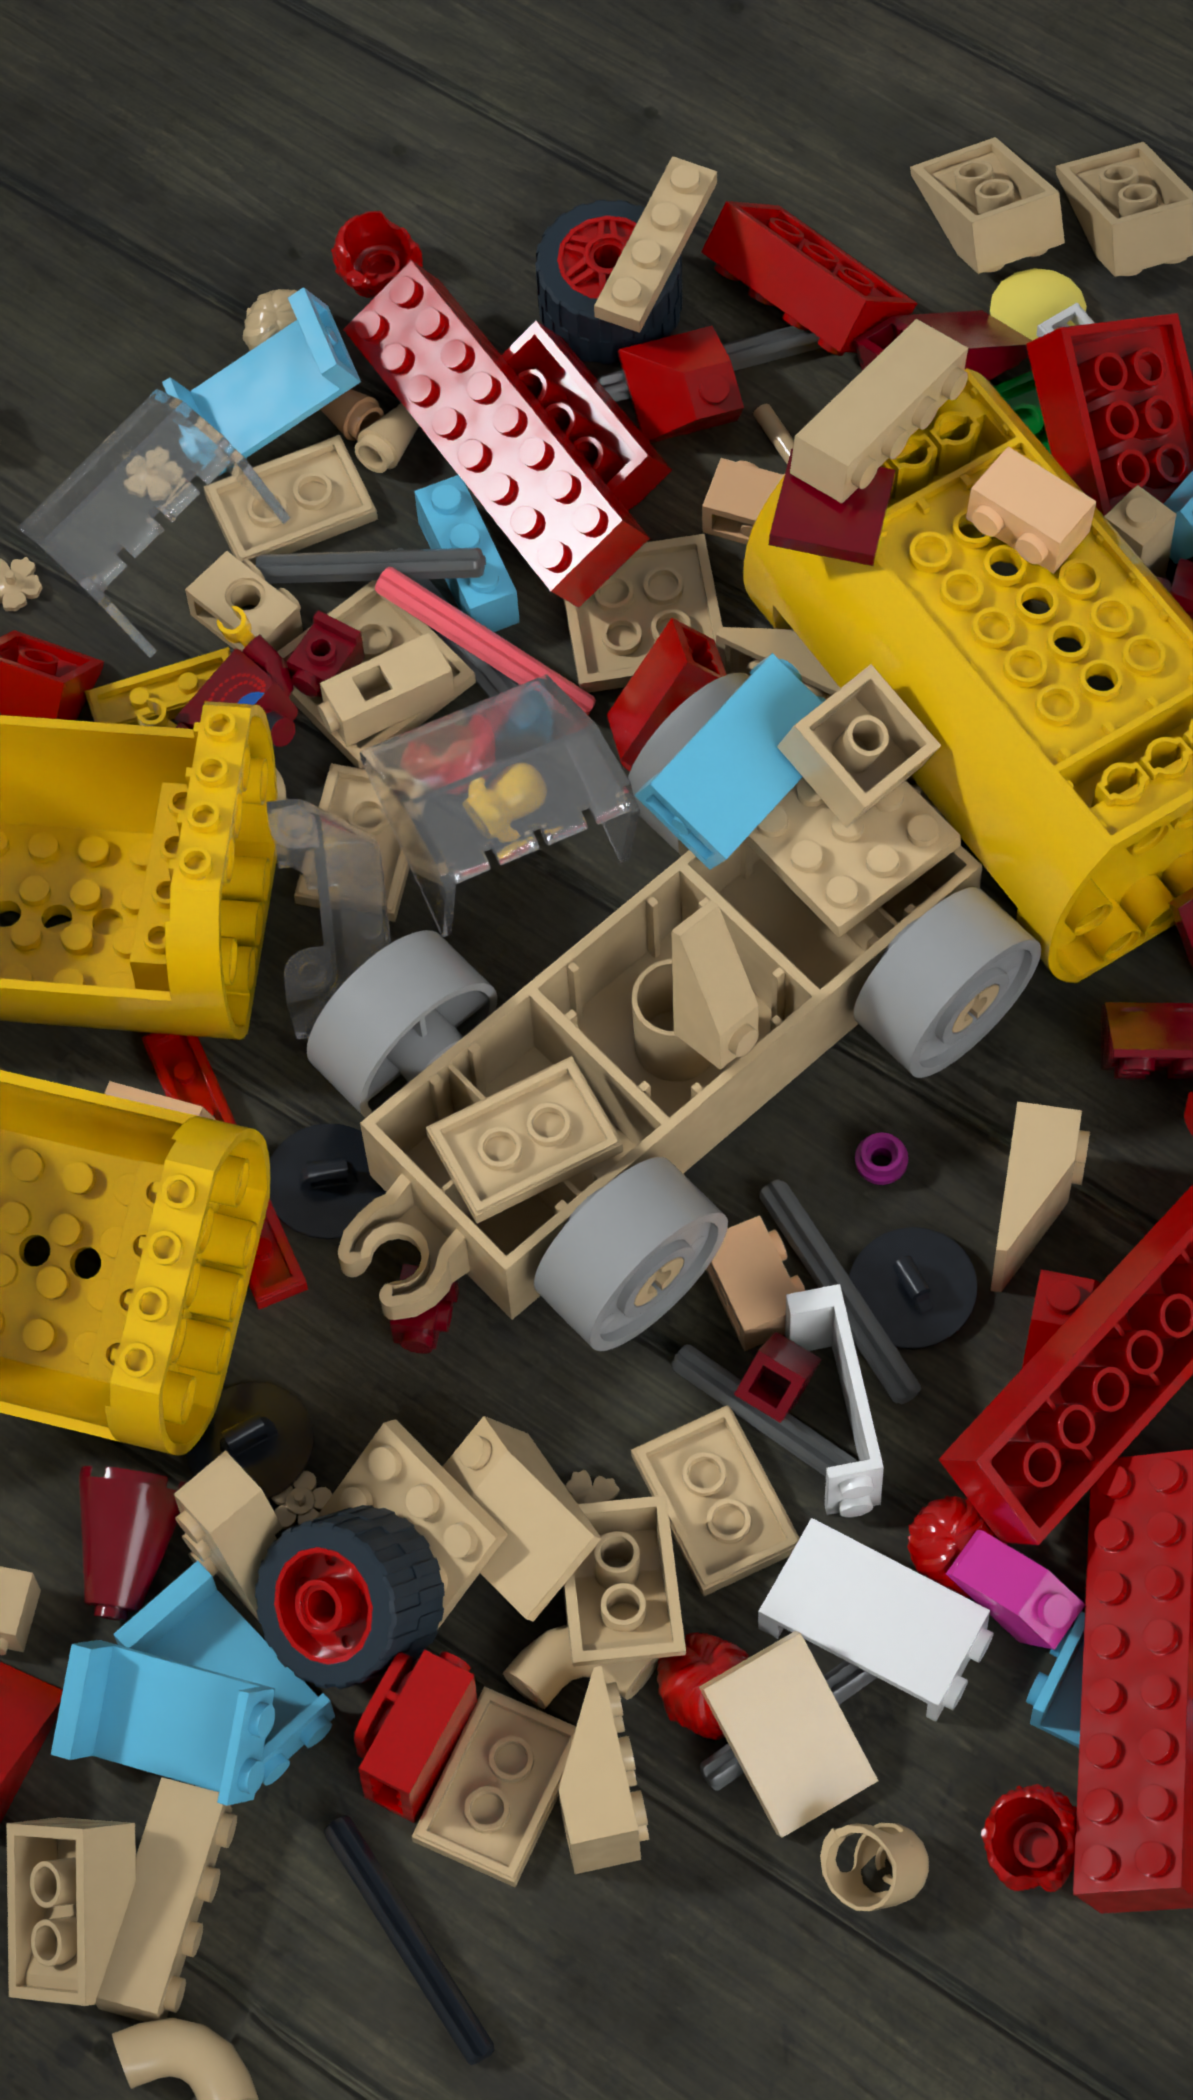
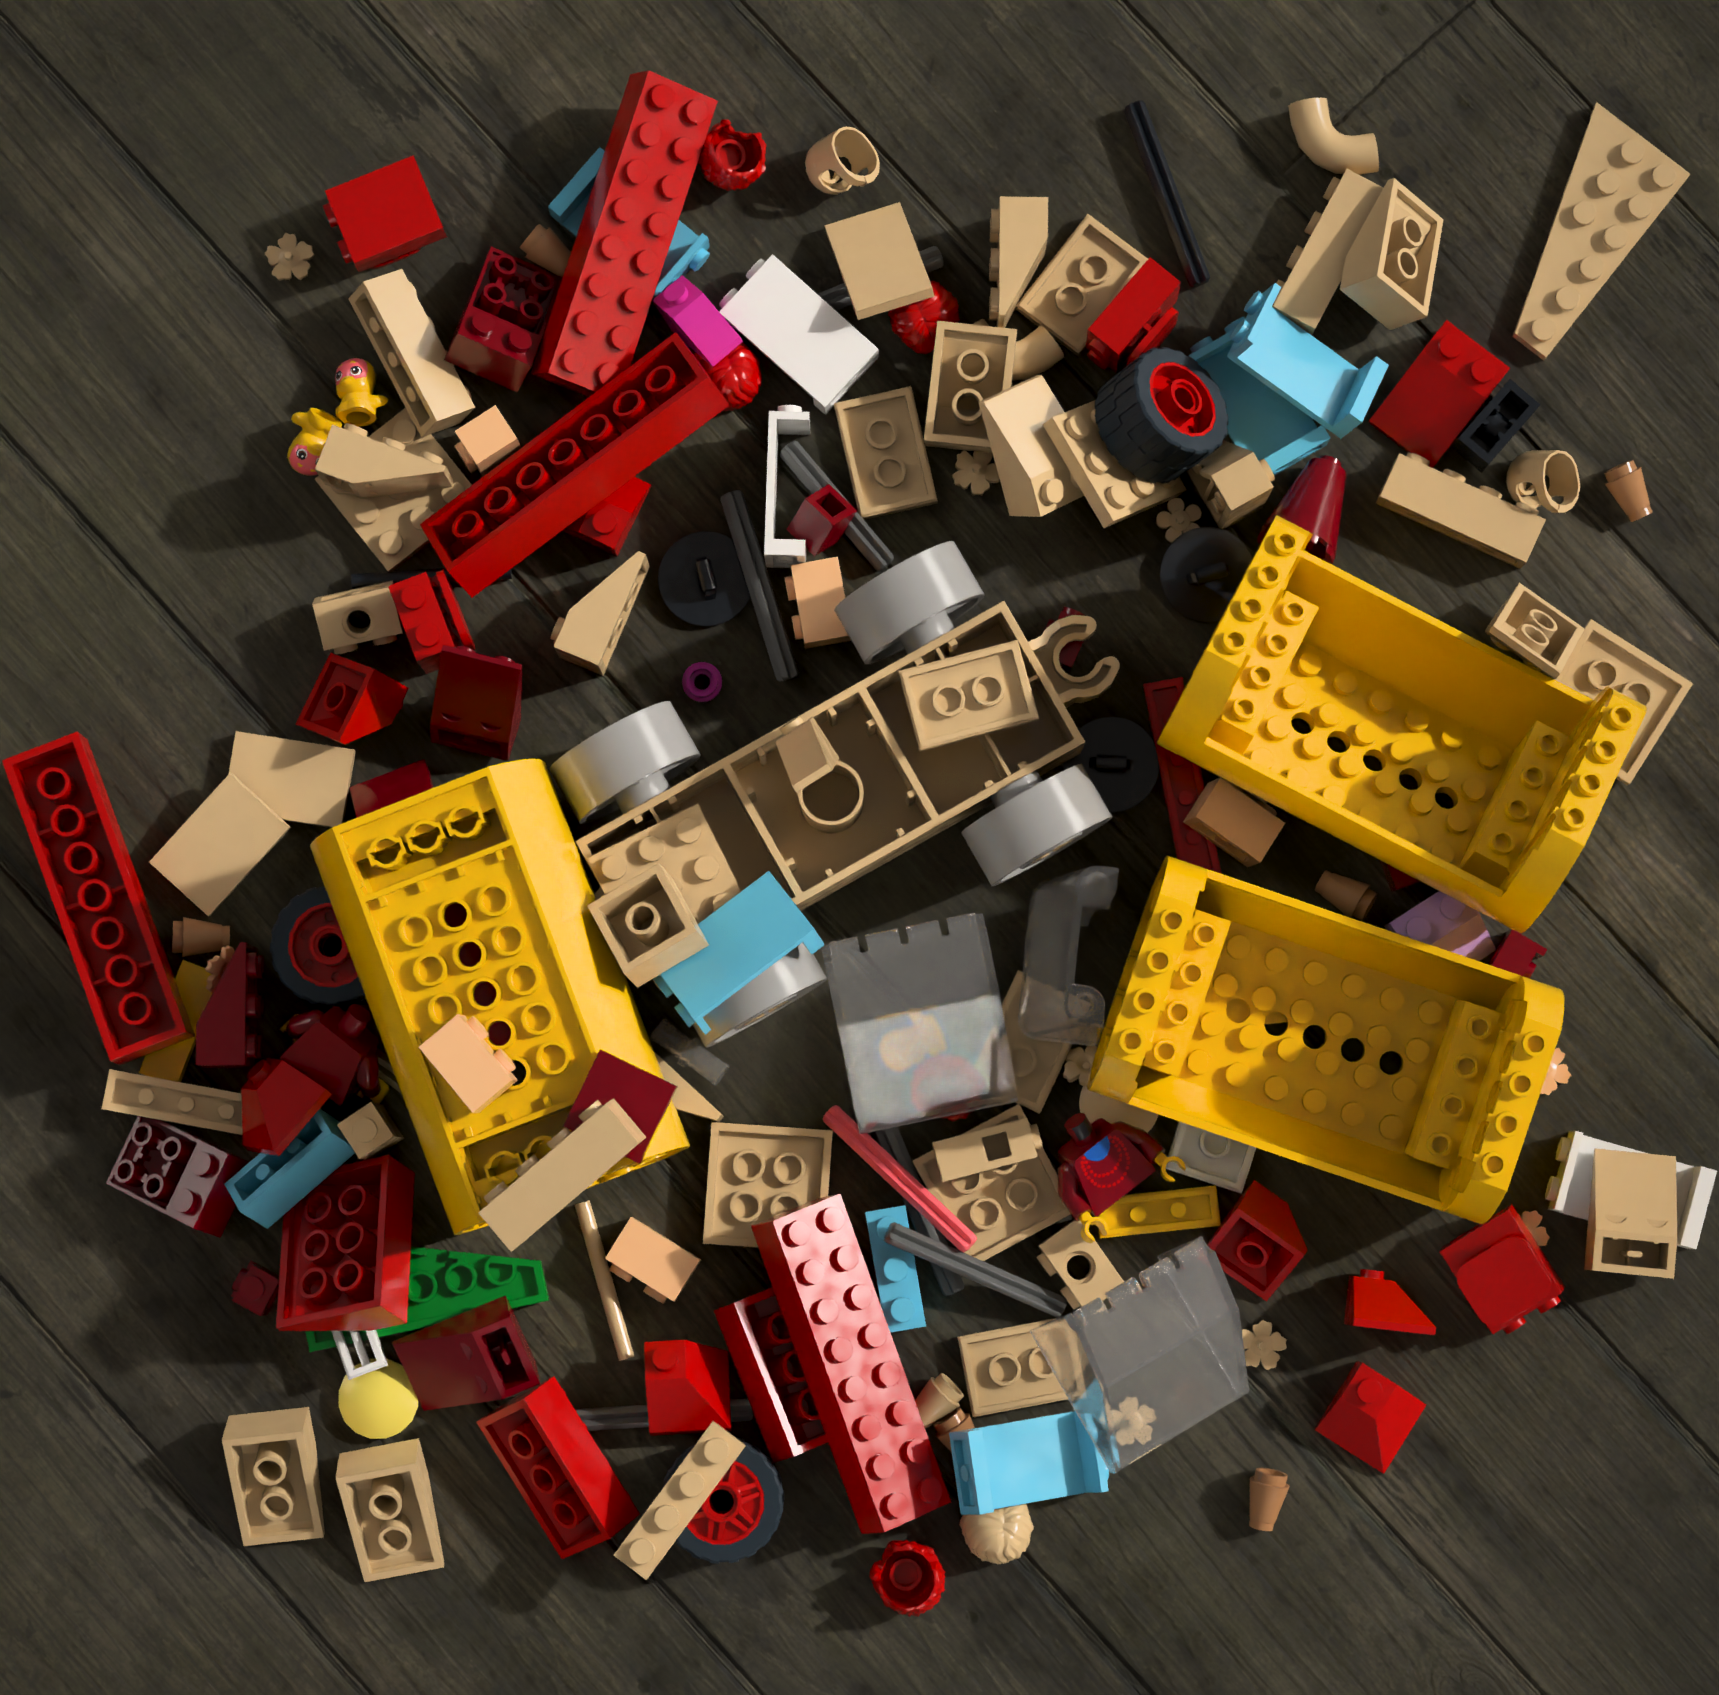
camera: 170 degrees left, 20 degrees up
(336, 643) = (1014, 1197): dark red brick -> none
(668, 675) = (769, 1073): red brick -> none

